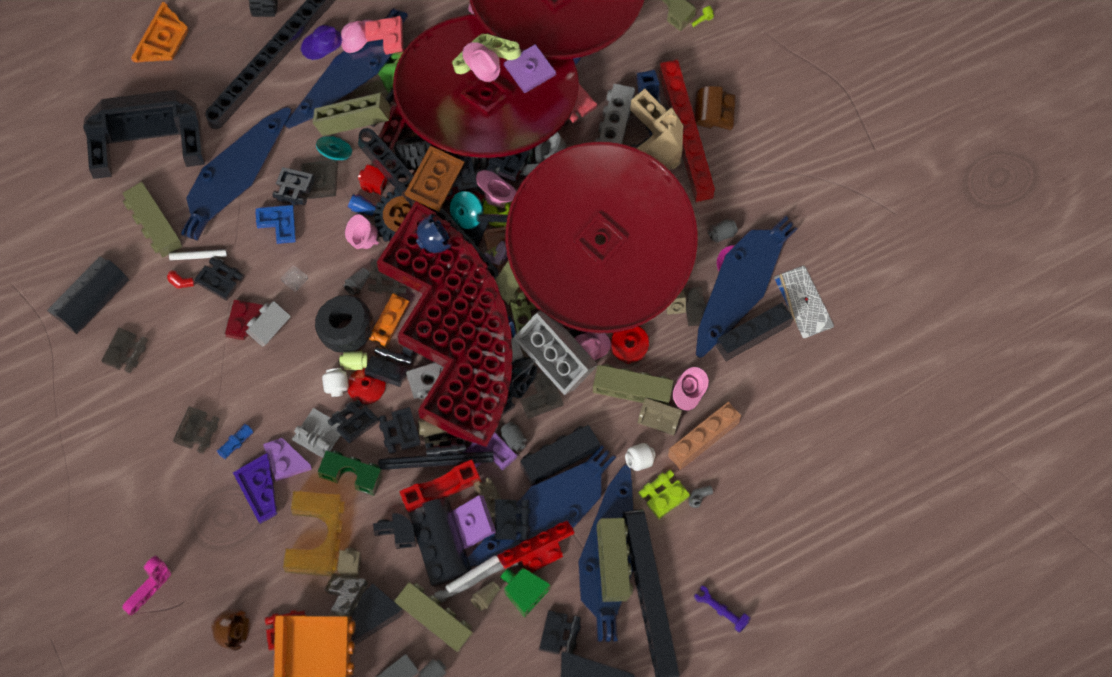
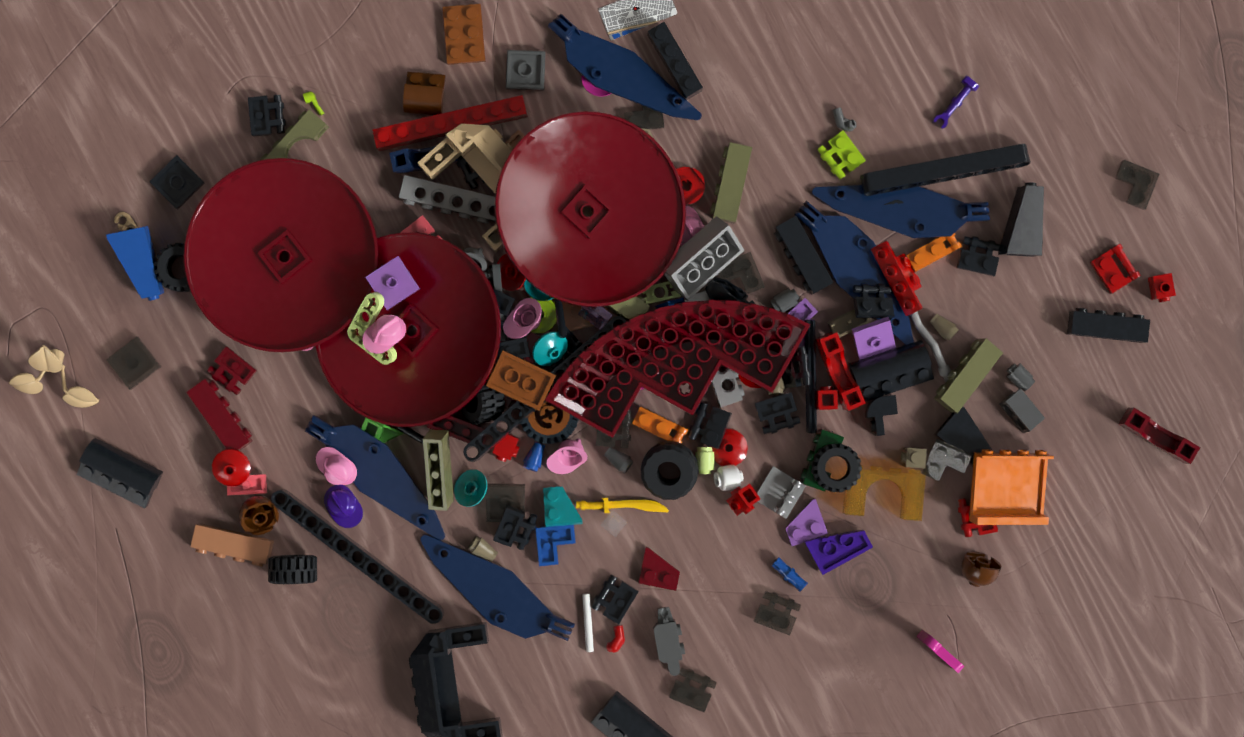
camera: 90 degrees left, 20 degrees up
(151, 219) = (551, 672): olive brick -> none
(161, 37) = (337, 675): orange wing -> none
(174, 325) = (667, 640): none -> dark grey hinge
(268, 323) = (667, 547): light grey brick -> none
(275, 158) = (482, 549): none -> dark tan cone
(311, 226) = (559, 508): none -> teal wing
(312, 271) = (646, 505): none -> yellow sword
(317, 396) = (743, 499): none -> red brick
(340, 461) = (848, 479): none -> black tyre
(357, 424) = (773, 454): black plate -> none
(389, 30) = (337, 432): coral plate -> none
(412, 474) = (827, 398): none -> red brick
(432, 235) = (589, 380): dark blue cylinder -> none
(472, 574) = (925, 339): white bar -> none
(524, 590) = (939, 289): green torso -> none
(564, 585) = (932, 252): none -> orange plate
(613, 560) = (913, 203): olive brick -> none
(640, 457) = (805, 177): white head -> none
(659, 416) = (763, 157): dark tan hinge -> none
(690, 388) = (736, 126): bright pink piece -> none
(704, 435) = (784, 113): nougat brick -> none
(722, 230) = (562, 89): dark grey brick -> none
(740, 197) = (525, 70): none -> dark grey plate
(773, 144) = (464, 34): none -> dark orange plate

